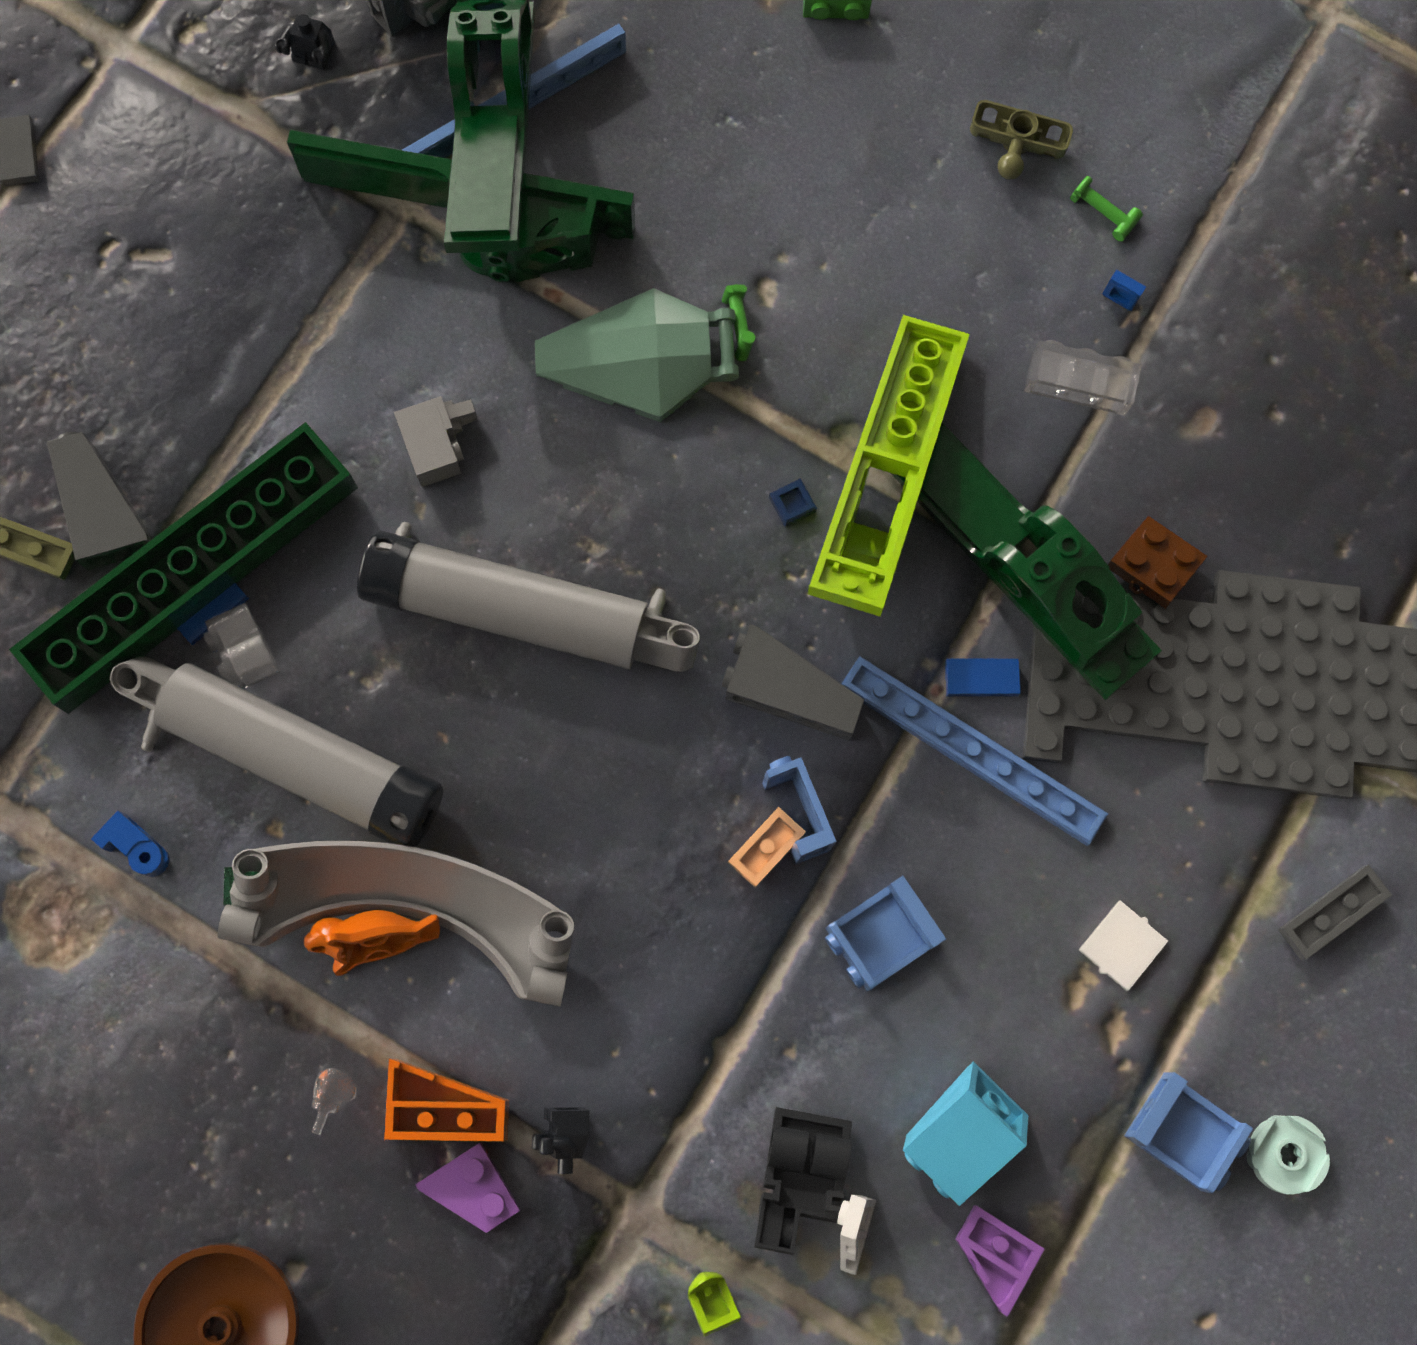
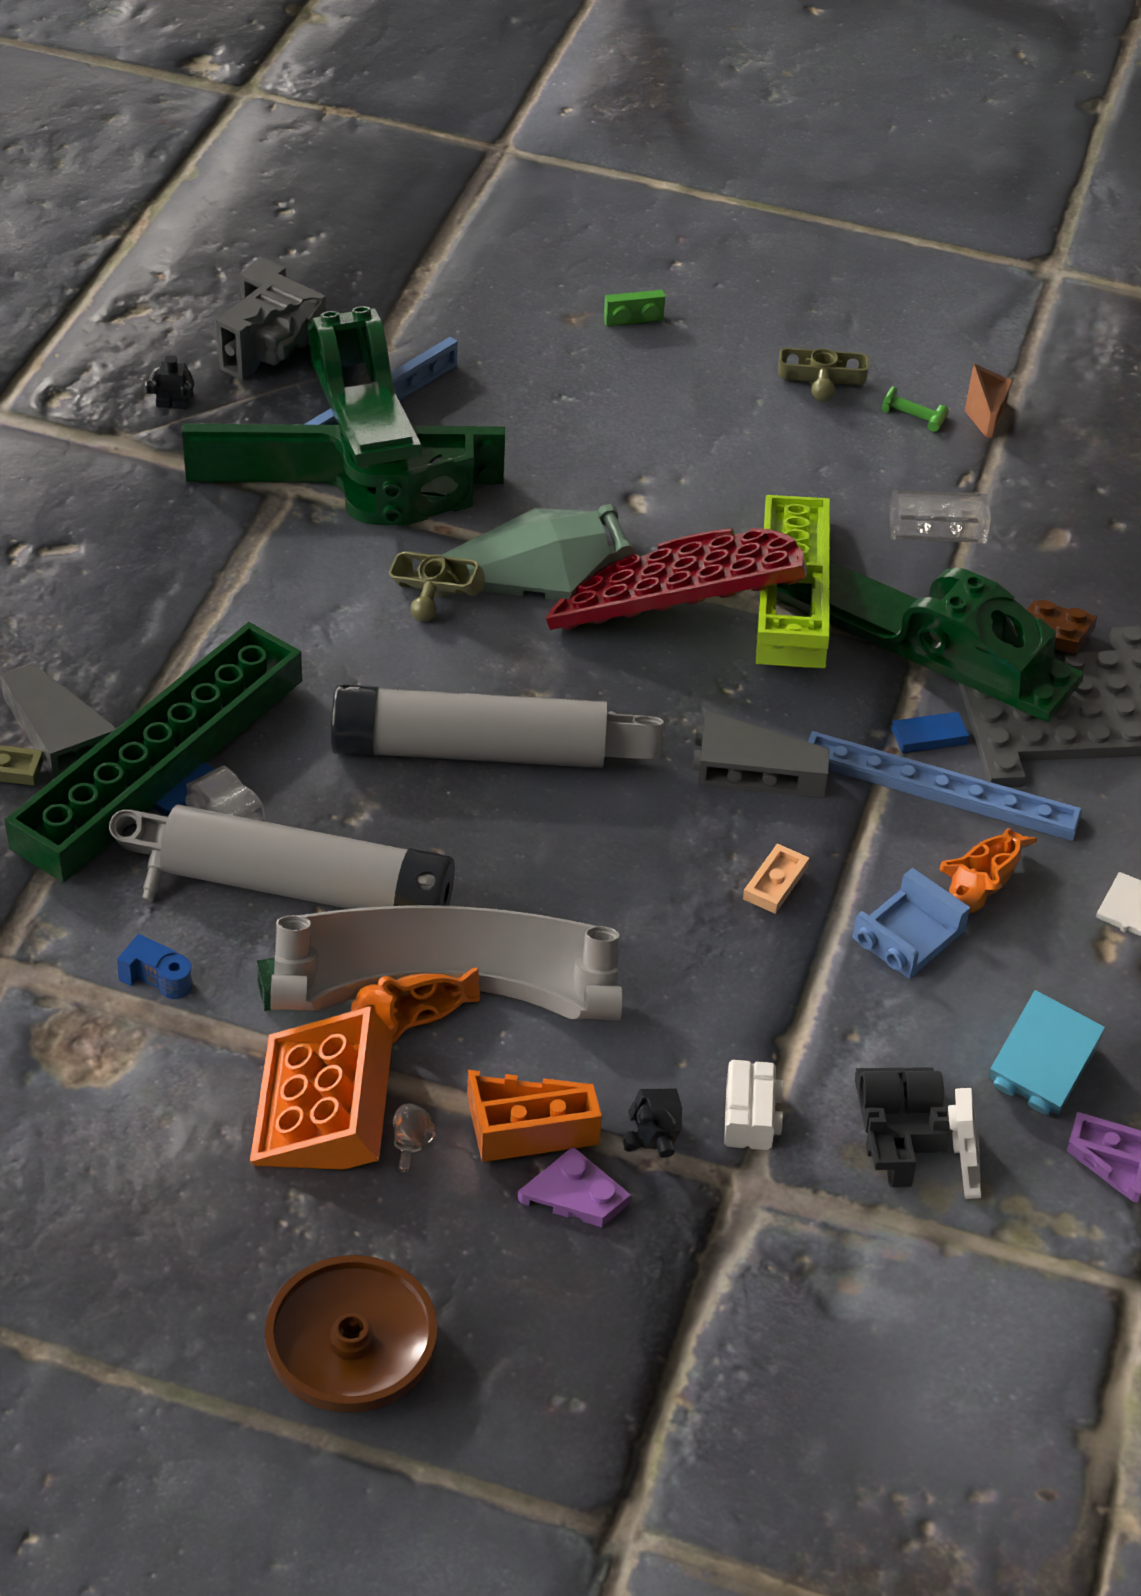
camera: 10 degrees left, 30 degrees down
(258, 1035) = (324, 1093): none -> orange slope
(431, 438) = (363, 632): light grey hinge -> none
(535, 388) = (437, 577): none -> olive piece
(662, 1131) = (751, 1105): none -> white brick
(712, 1302) = (846, 1232): lime plate -> none
(734, 297) = (629, 526): bright green piece -> none
(777, 438) = (683, 572): none -> dark red plate
(792, 502) = (711, 637): dark blue tile -> none
(823, 837) = (791, 813): medium blue panel -> none
(982, 882) = (985, 868): none -> orange animal
(1123, 290) = (952, 456): blue tile -> none
(1187, 214) = (987, 399): none -> nougat slope

